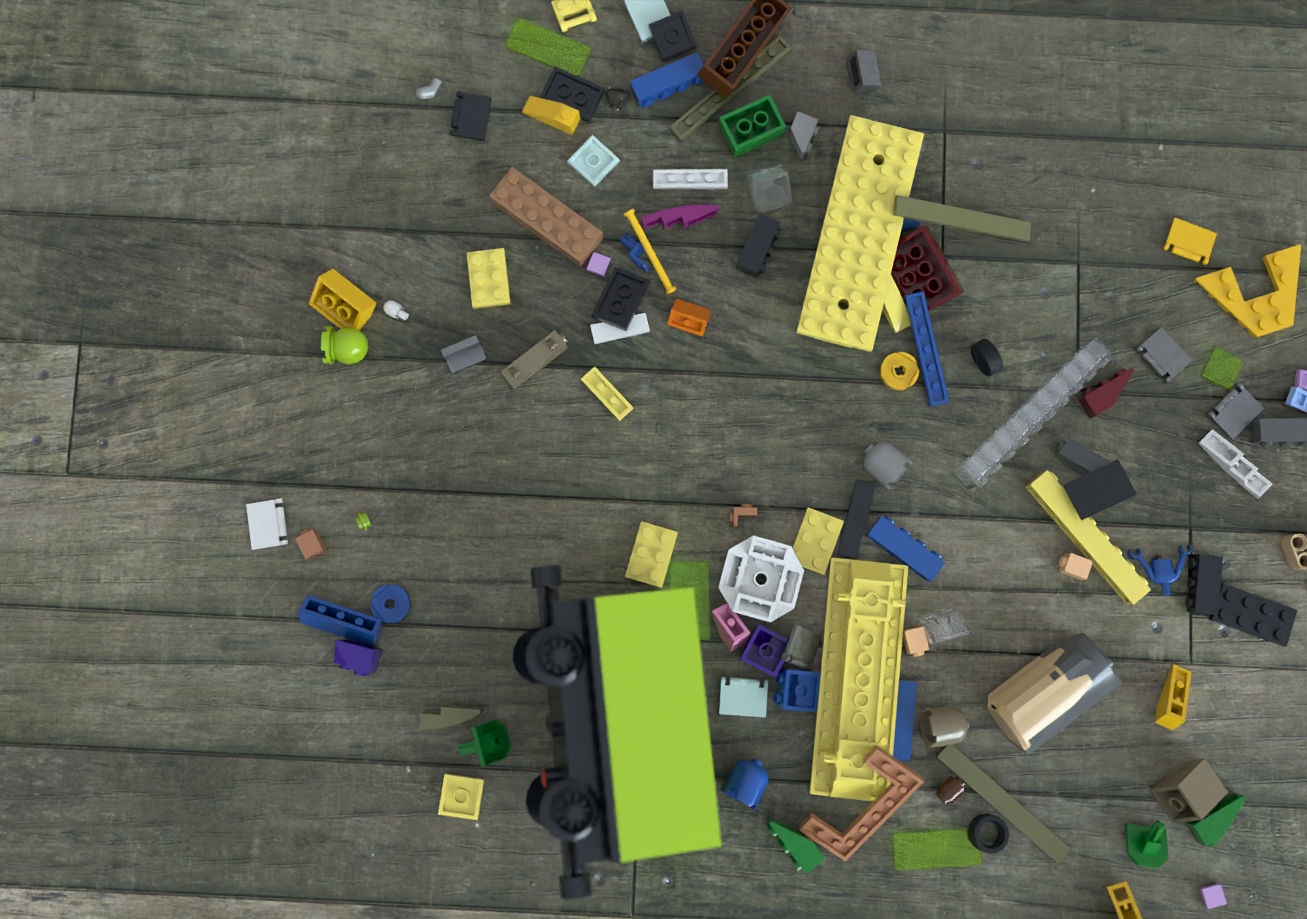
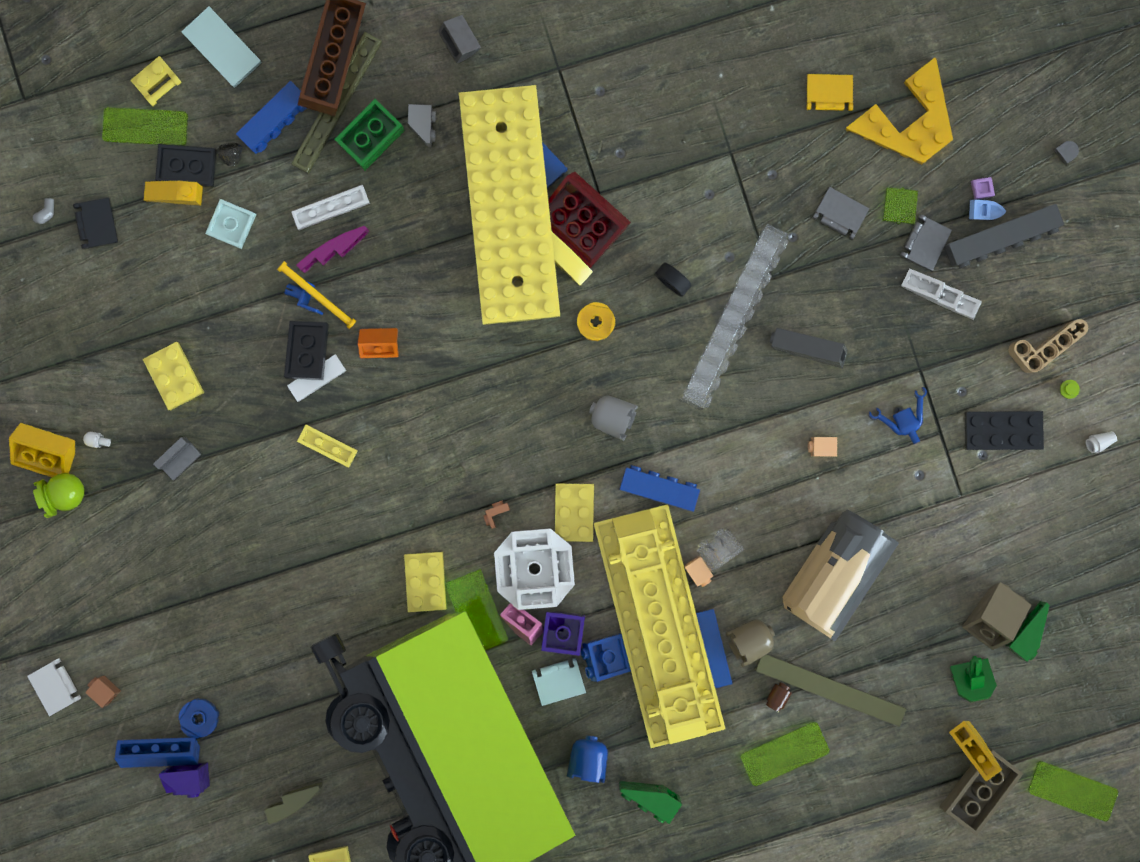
camera: 20 degrees left, 5 degrees up
(362, 521) = (142, 651): lime plate -> none
(489, 742) = (338, 811): green piece -> none
(535, 359) = (246, 438): dark tan brick -> none
(546, 217) = (205, 296): medium nougat brick -> none
(598, 264) = (273, 323): lavender tile -> none
(672, 35) = (260, 71): black tile -> none
(758, 246) = (419, 249): black brick -> none
(770, 188) = (409, 189): clear slope -> none
(801, 648) = (594, 618): flat silver piece -> none
(856, 519) = (605, 478): black tile -> none
(903, 785) = (729, 711): nougat plate -> none
(926, 348) = (613, 291): blue tile -> none
(961, 218) = (602, 154): olive tile -> none
(1003, 833) = (841, 723): black tyre -> none
(1088, 539) = (825, 415): light yellow brick -> none
(1099, 489) = (819, 369): black tile -> none
(1104, 397) = (797, 275): dark red slope -> none
(1174, 698) = (955, 535): yellow slope -> none
(1204, 584) = (948, 419): black brick -> none
(1212, 895) = (1049, 702): lavender tile -> none

